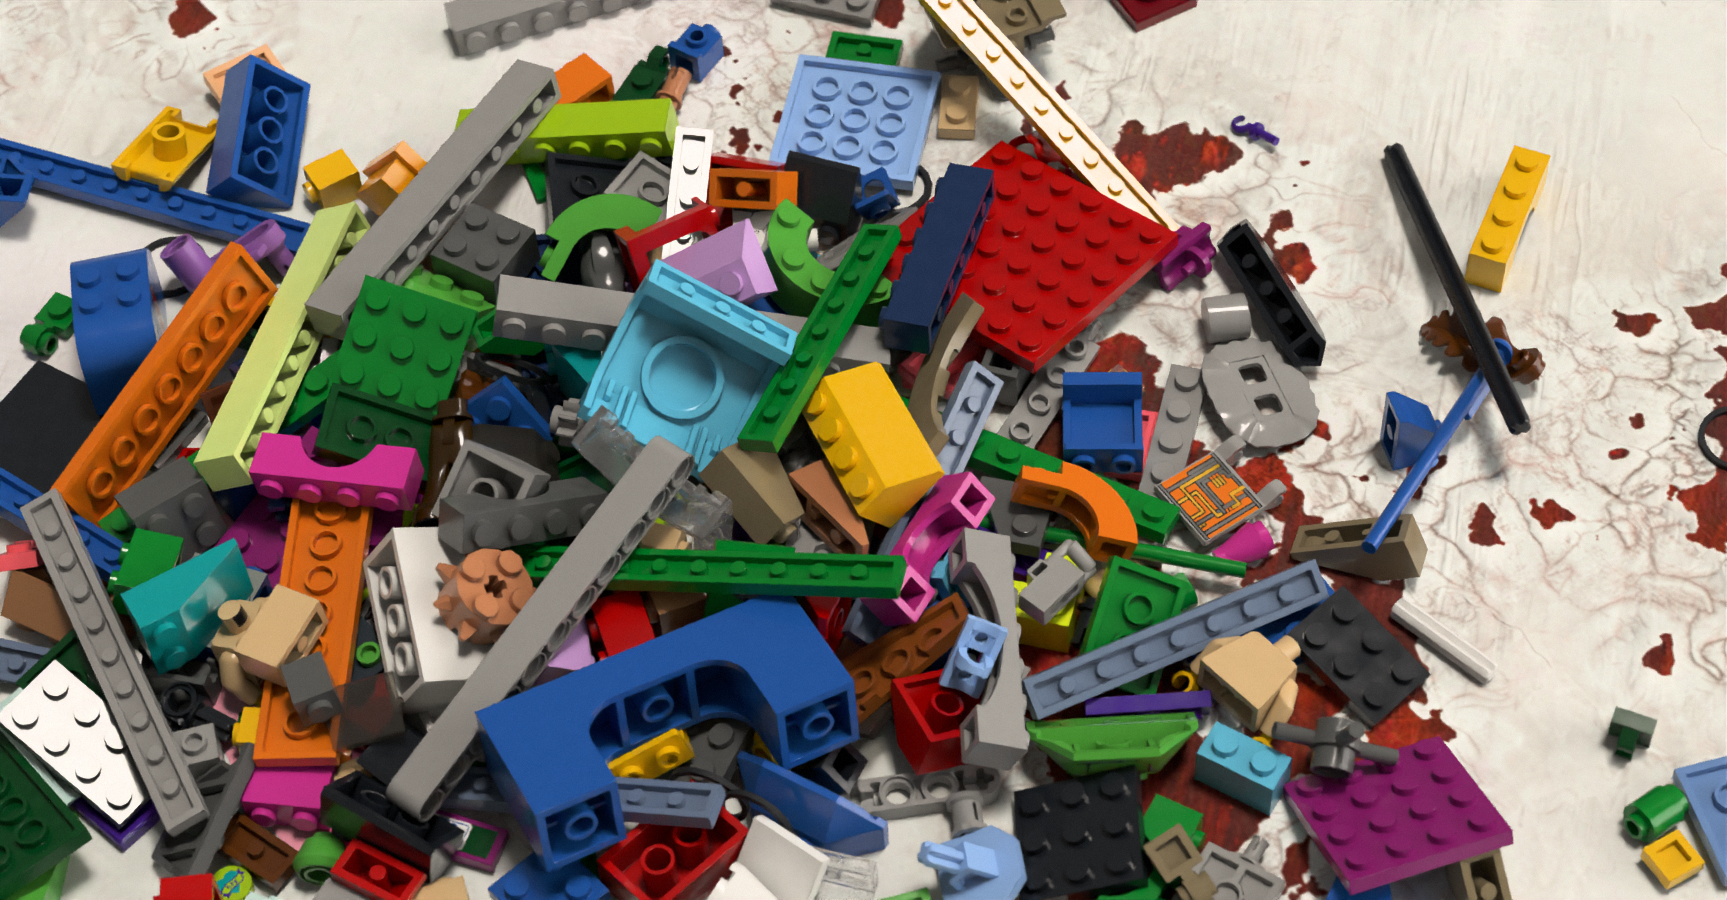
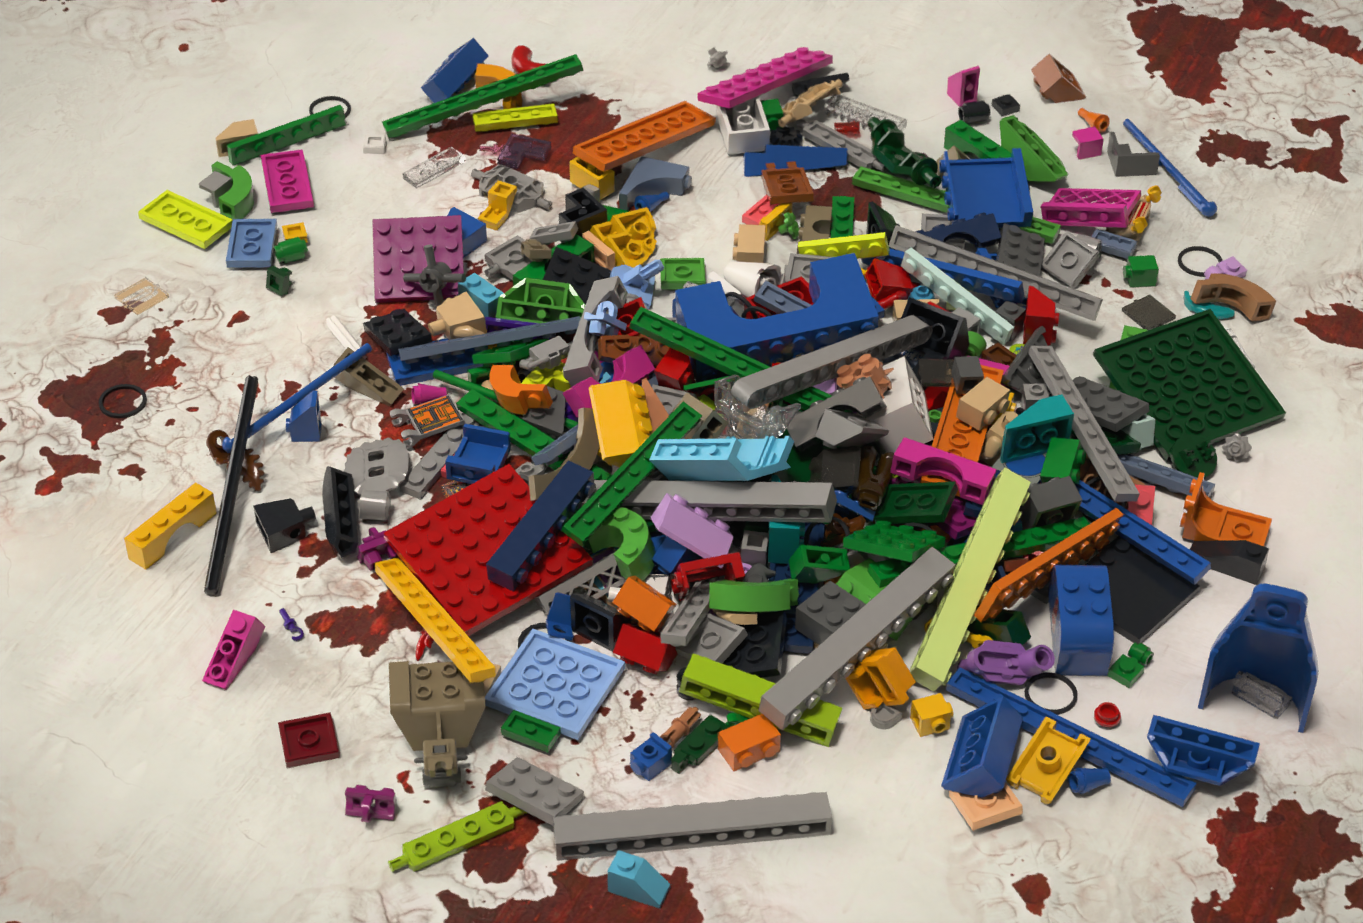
camera: 170 degrees left, 10 degrees down
(90, 241) = (1107, 714): none -> red plate
(113, 143) = (1087, 779): none -> blue cone
(1307, 71) = (234, 649): none -> dark pink slope
(1351, 263) = (282, 522): none -> black torso

